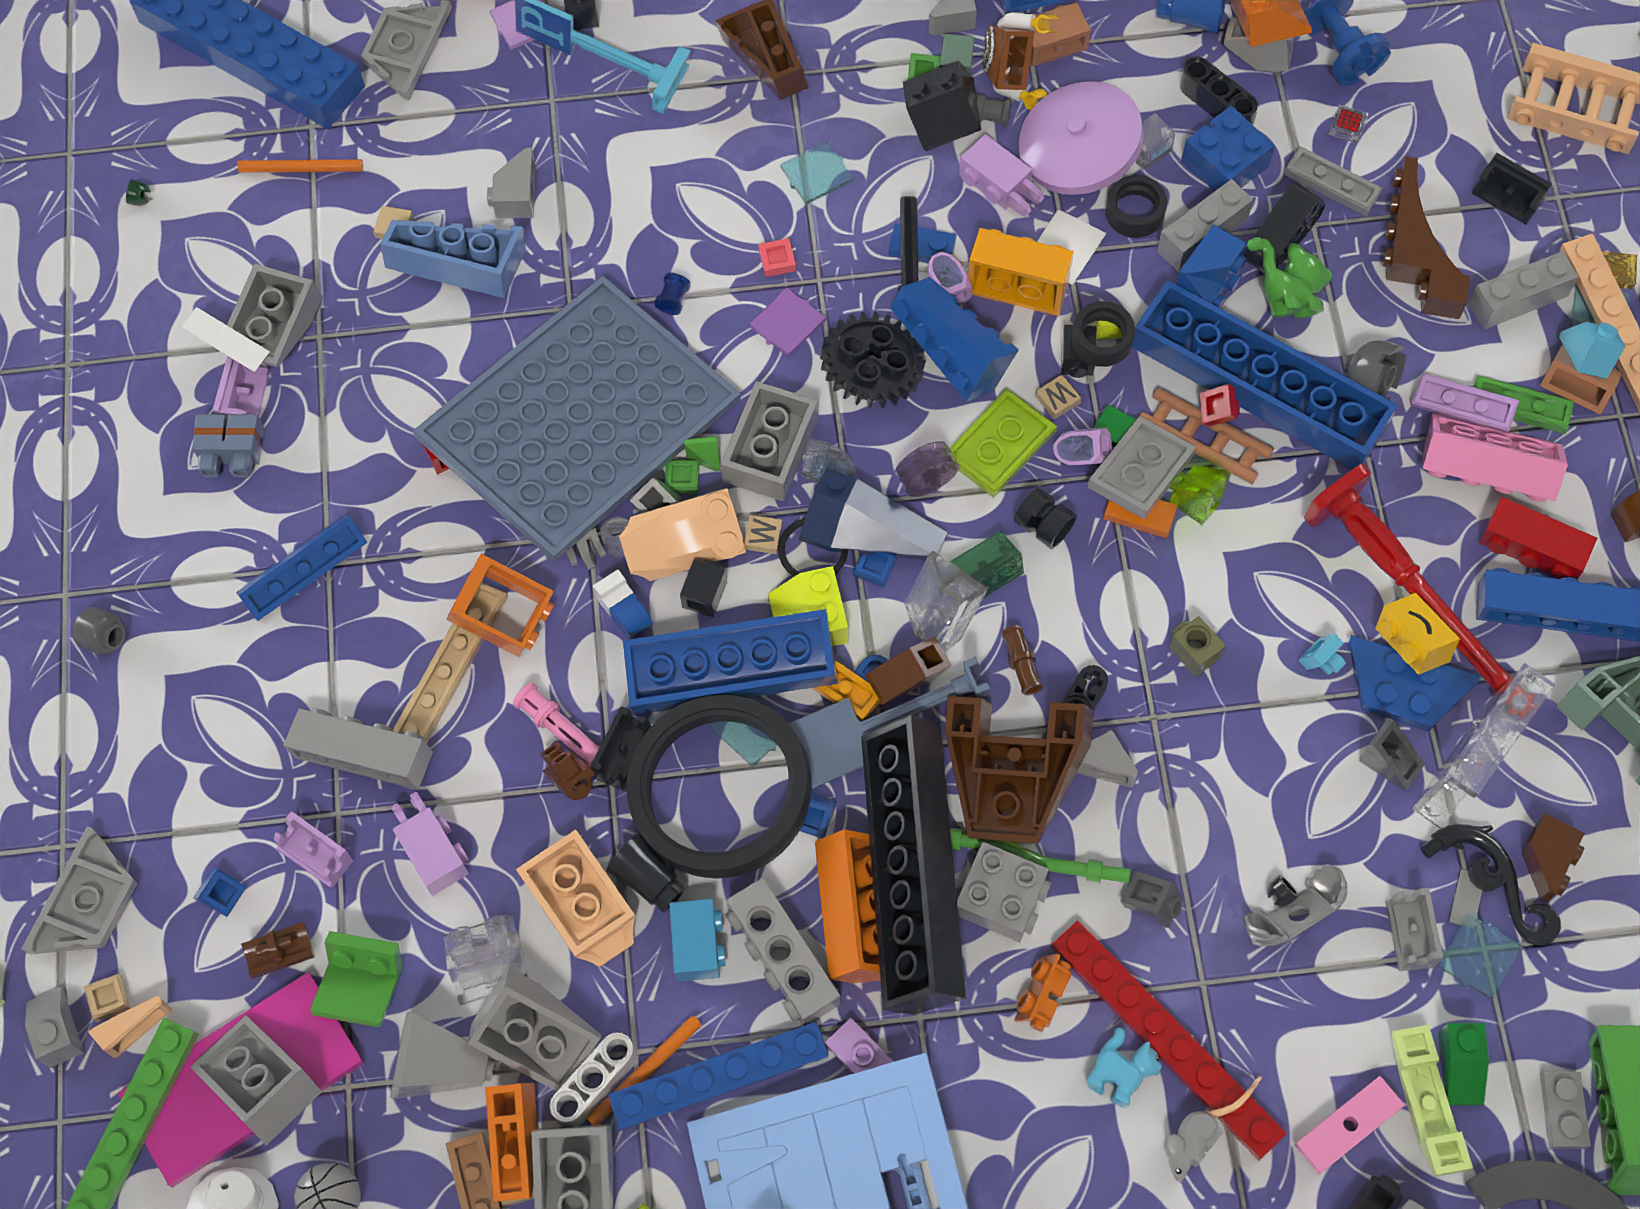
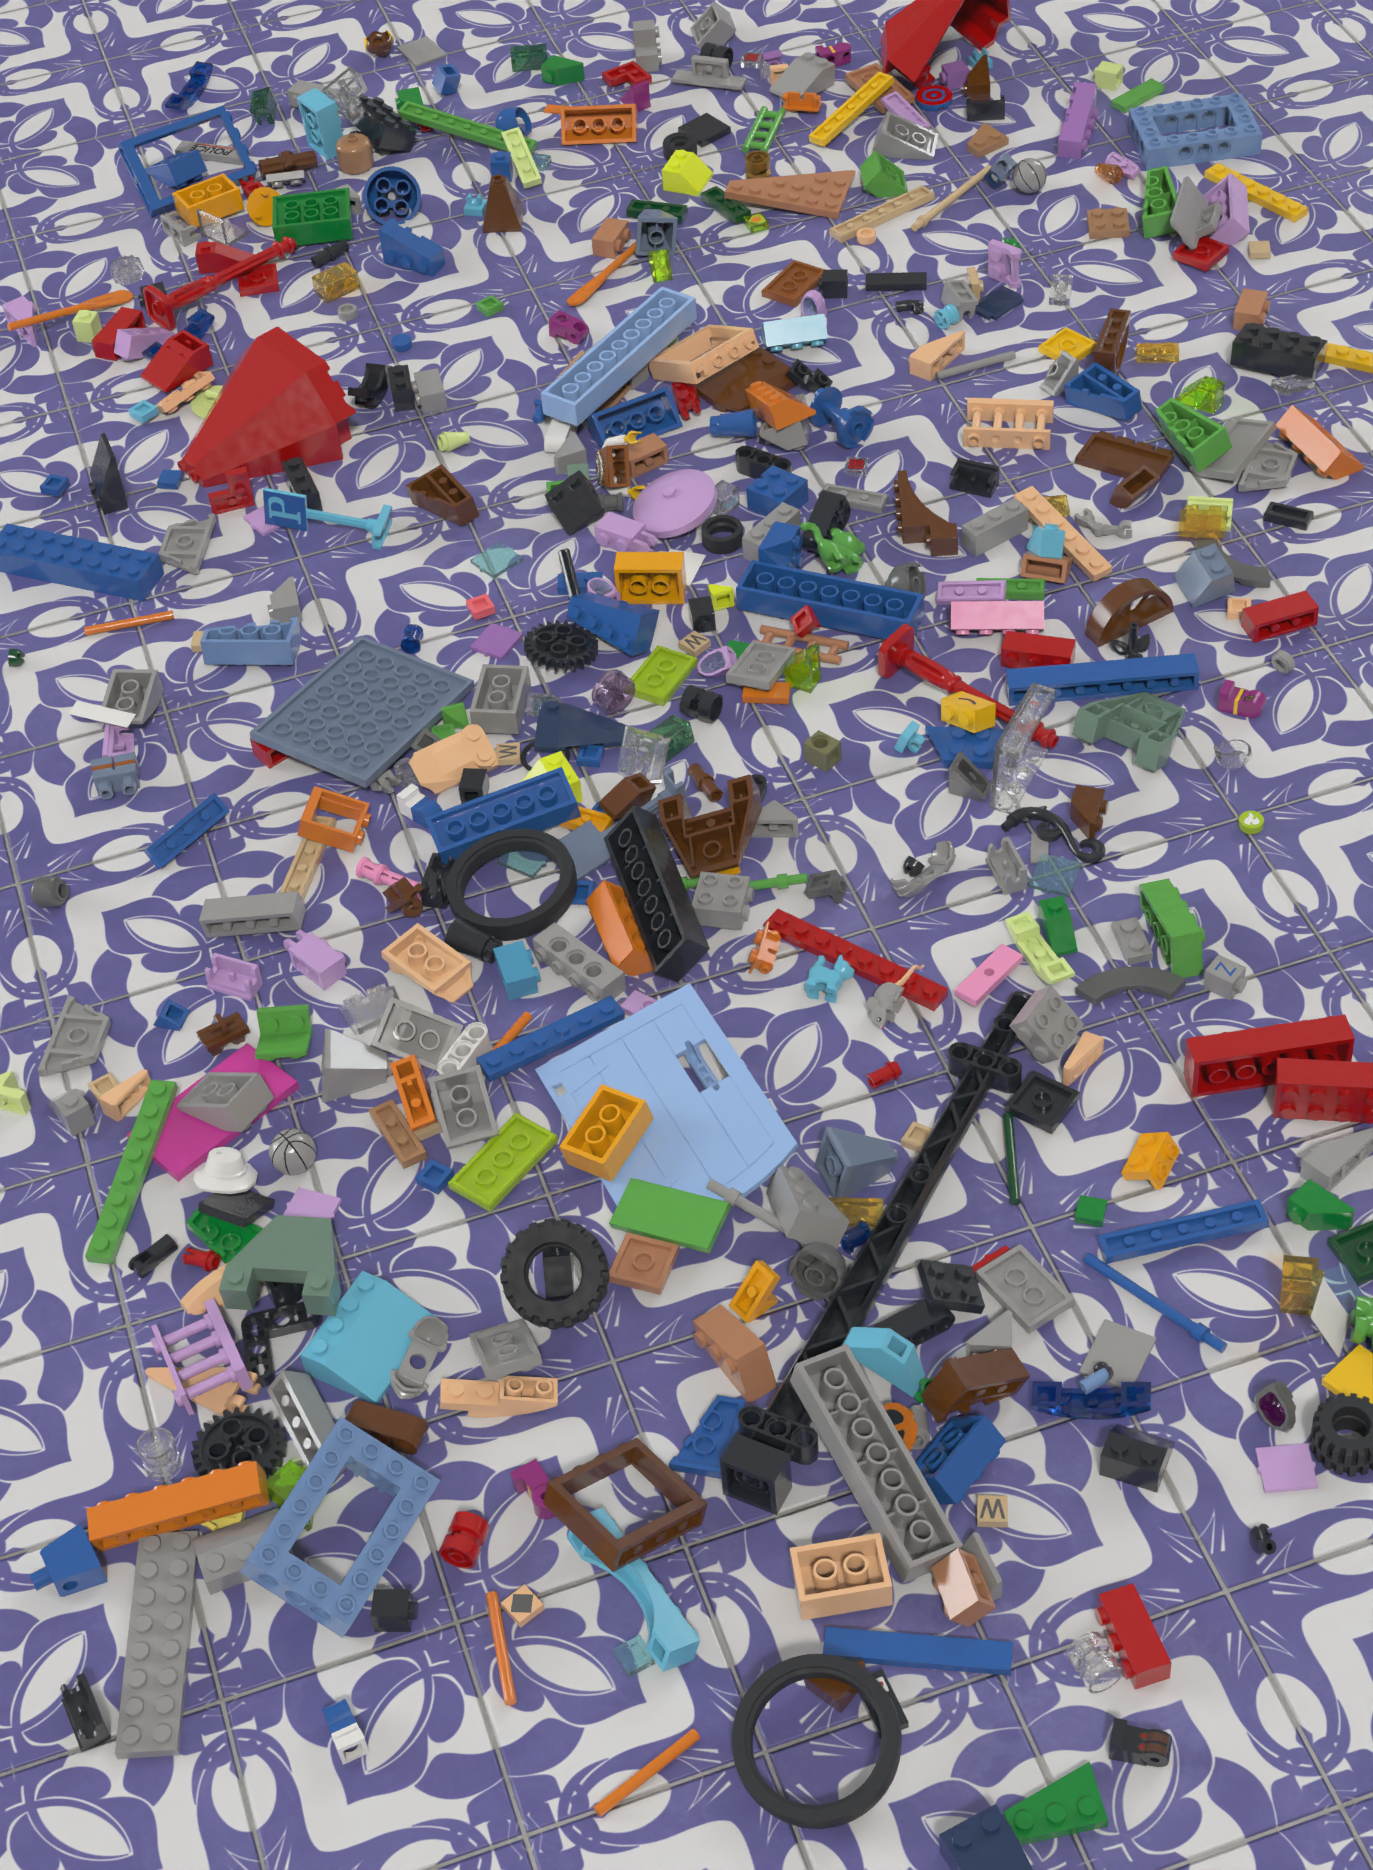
camera: 10 degrees left, 20 degrees down
(1107, 312) = (715, 606): black tyre -> none

